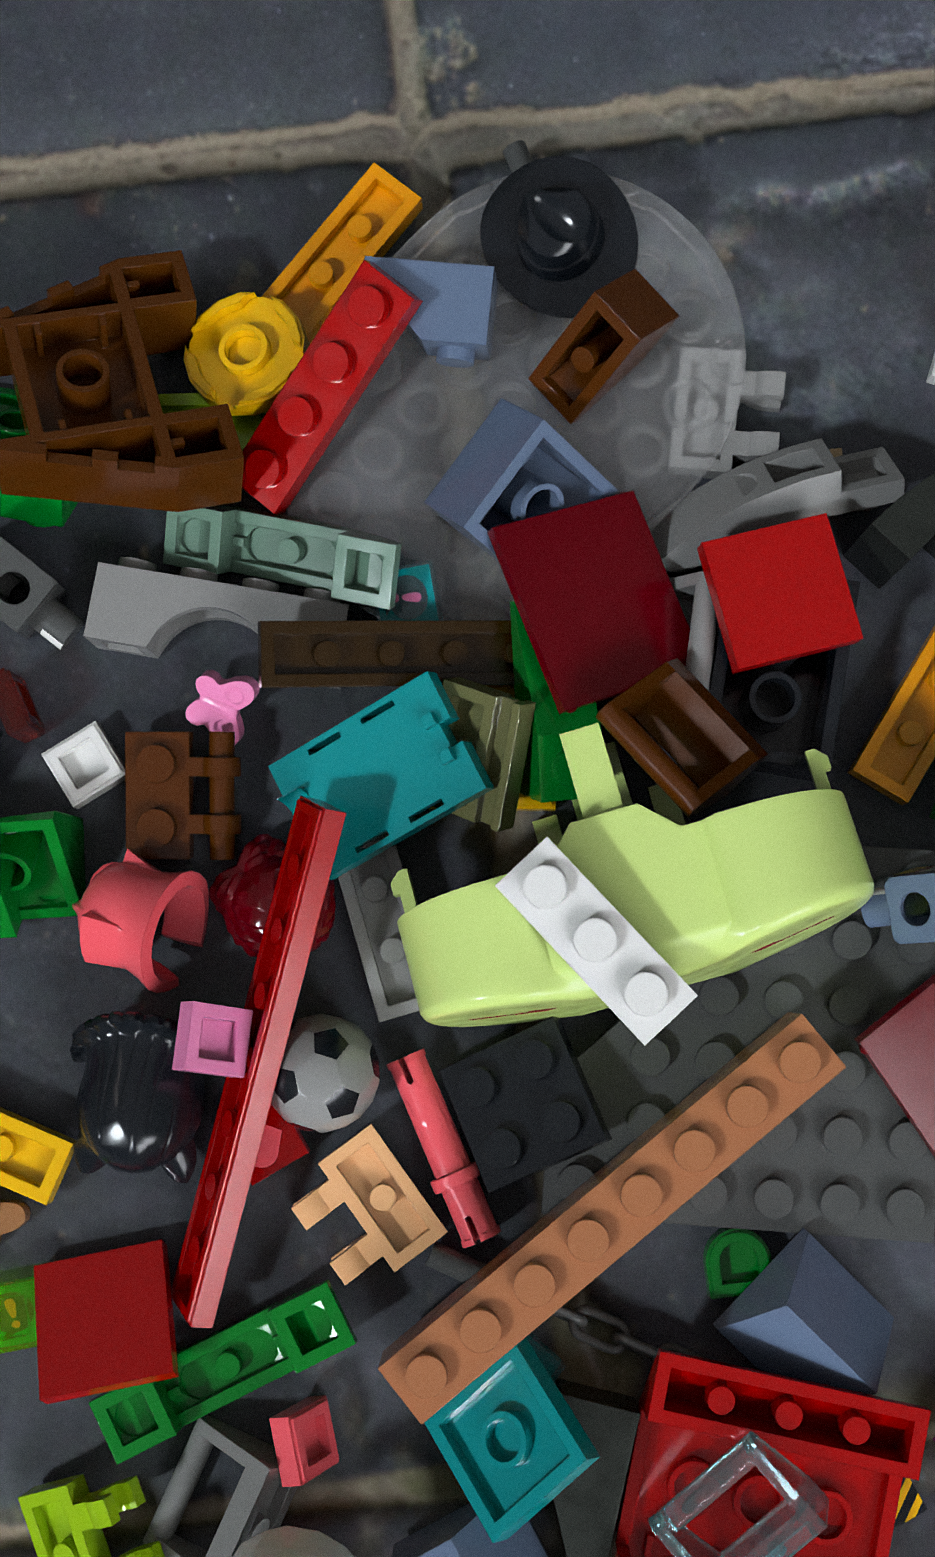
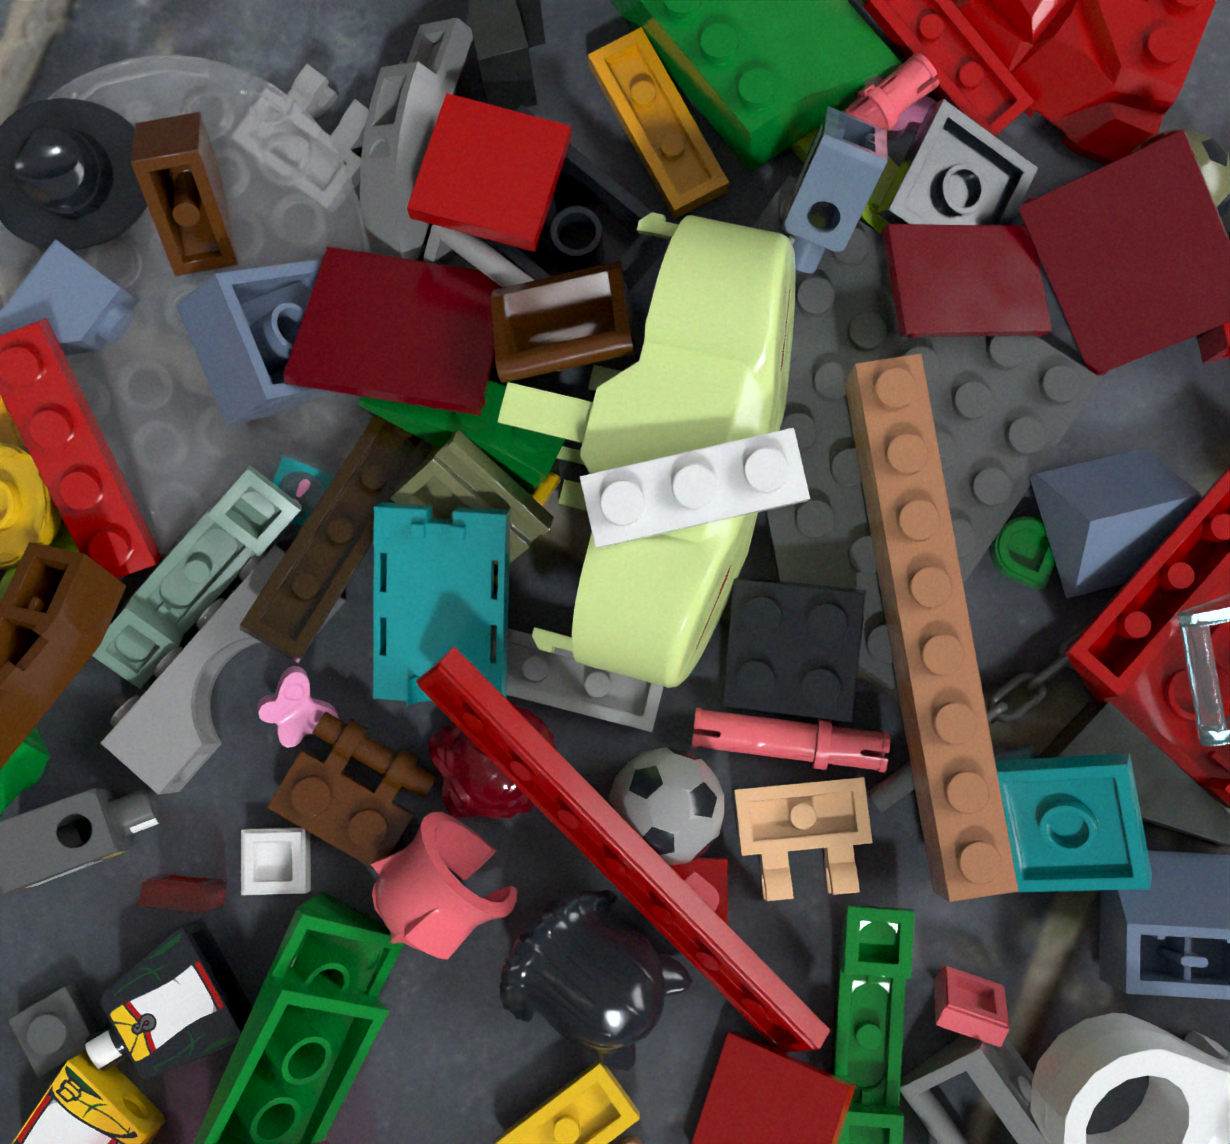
camera: 55 degrees left, 0 degrees up
(212, 1039) = (582, 883): bright pink plate -> none

